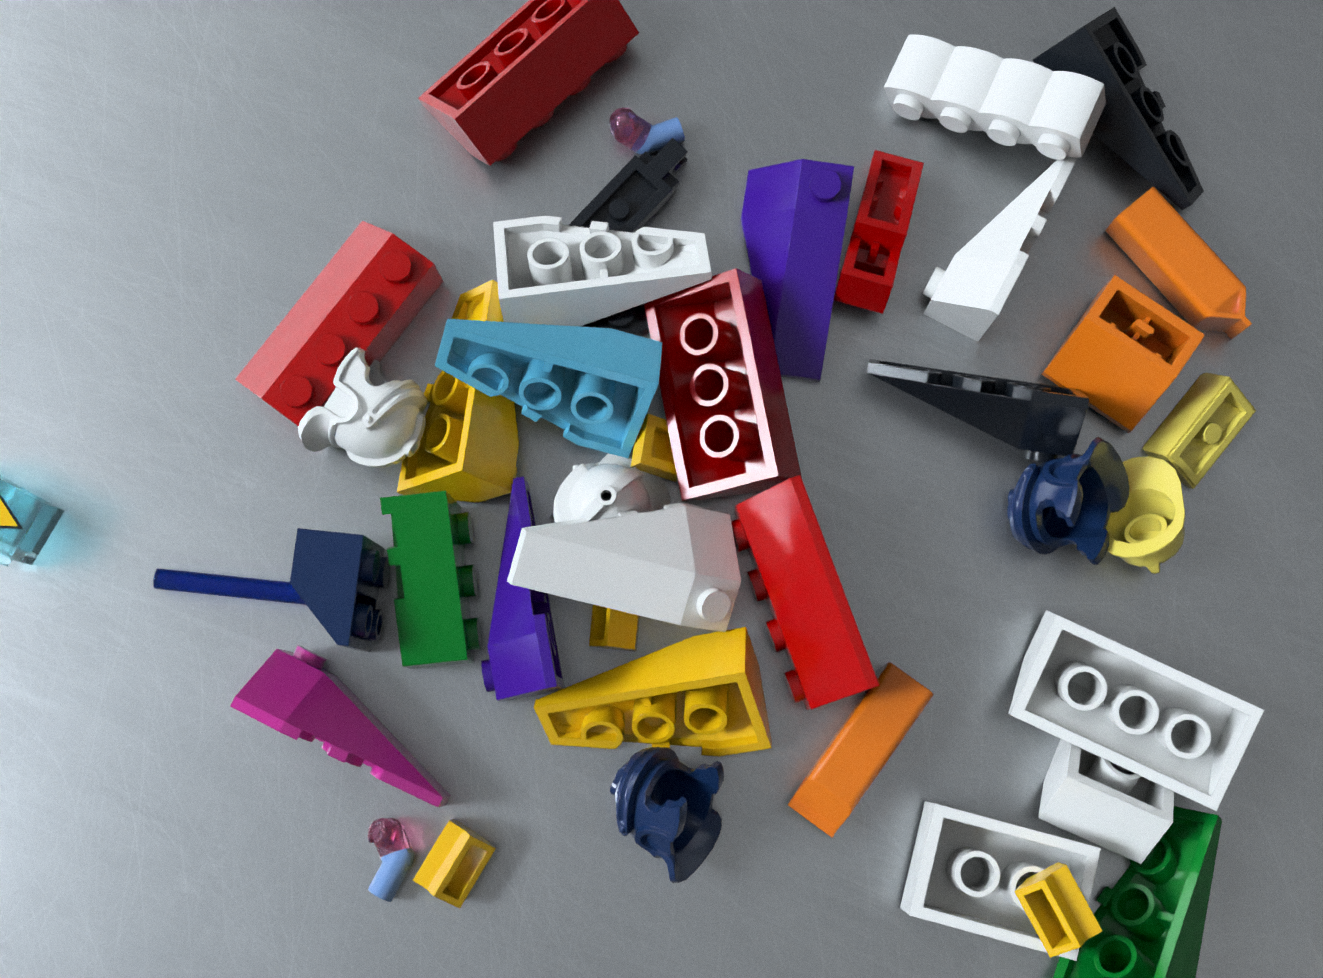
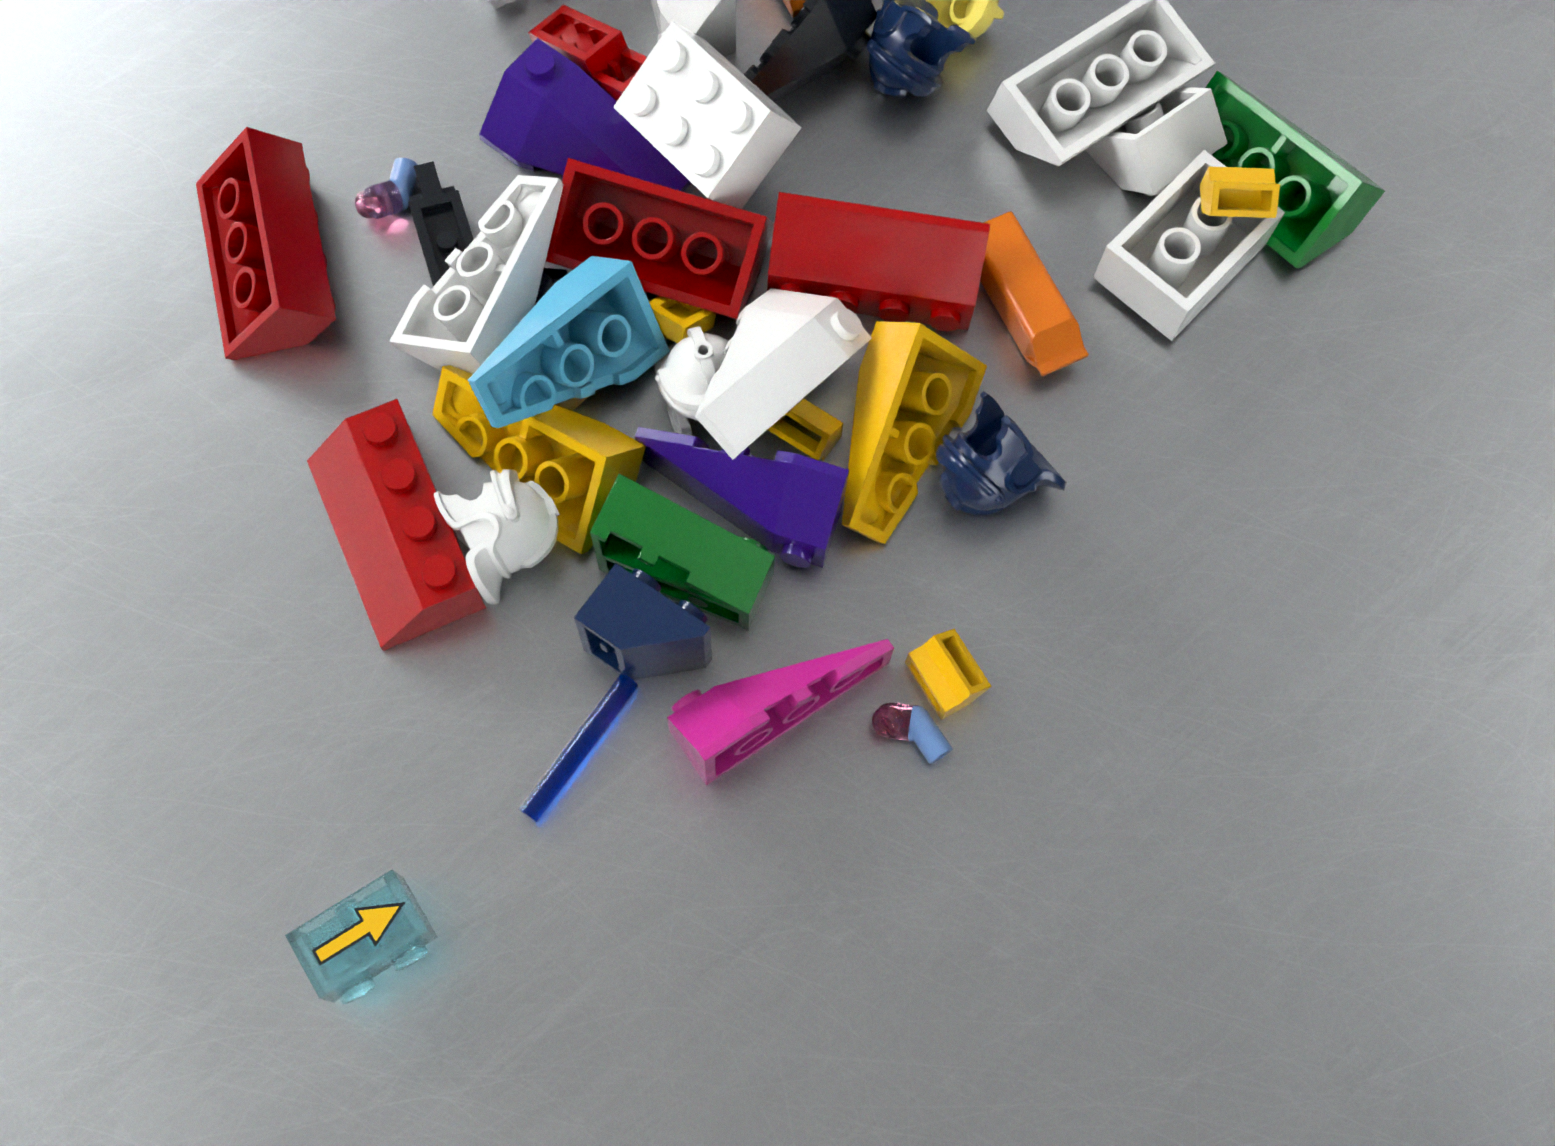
camera: 70 degrees left, 10 degrees down
(851, 364) = (706, 117): none -> white brick

